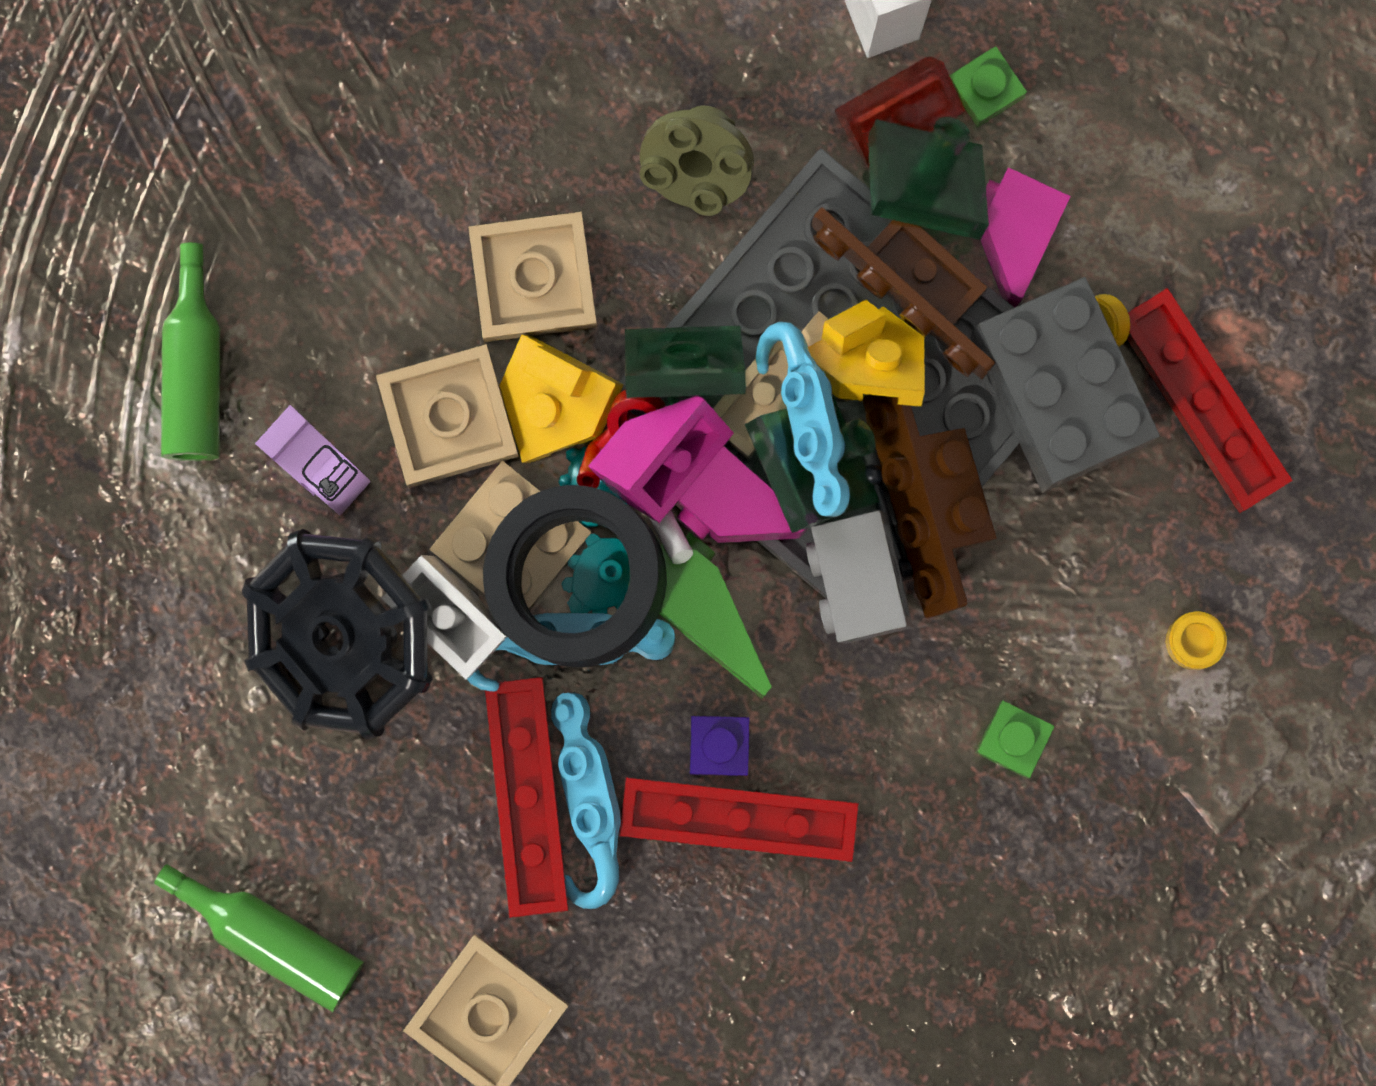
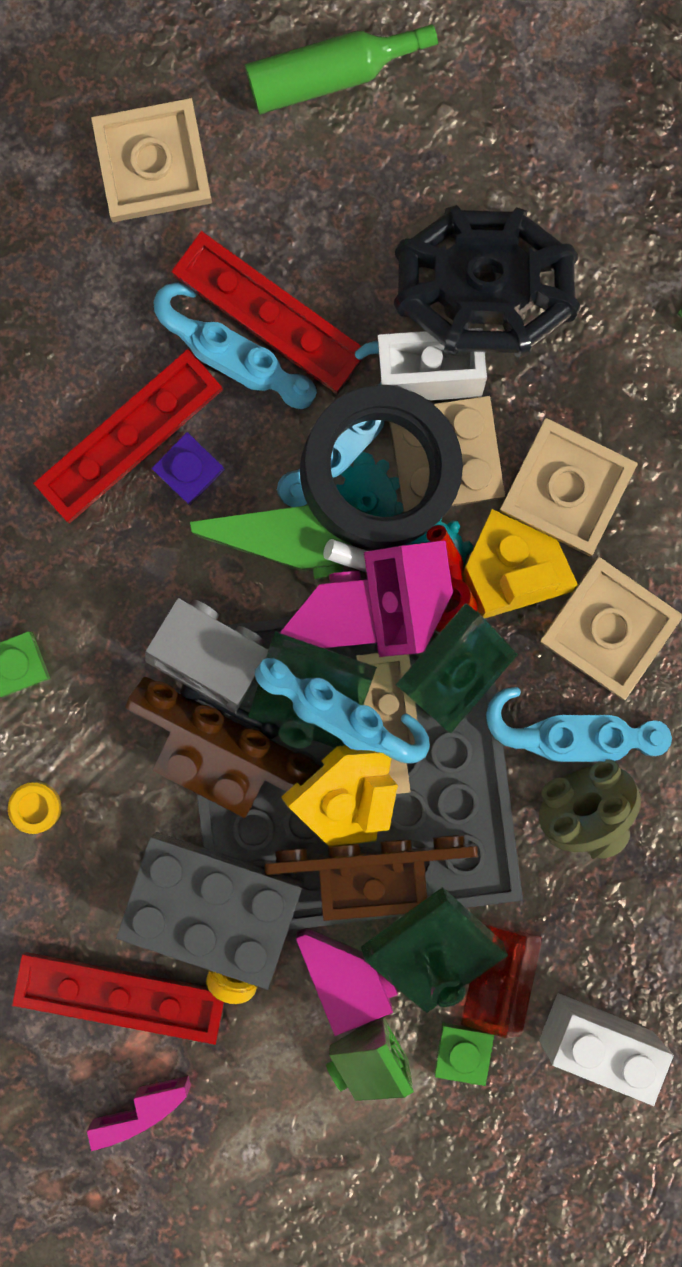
camera: 140 degrees right, 5 degrees up
(312, 460) = (618, 372): lavender leg -> none
(646, 223) = (577, 736): none -> medium azure piece
(1066, 145) = (370, 1063): none -> bright green slope
(1116, 614) = (34, 807): none -> yellow tile
(1261, 292) = (151, 1106): none -> dark pink slope

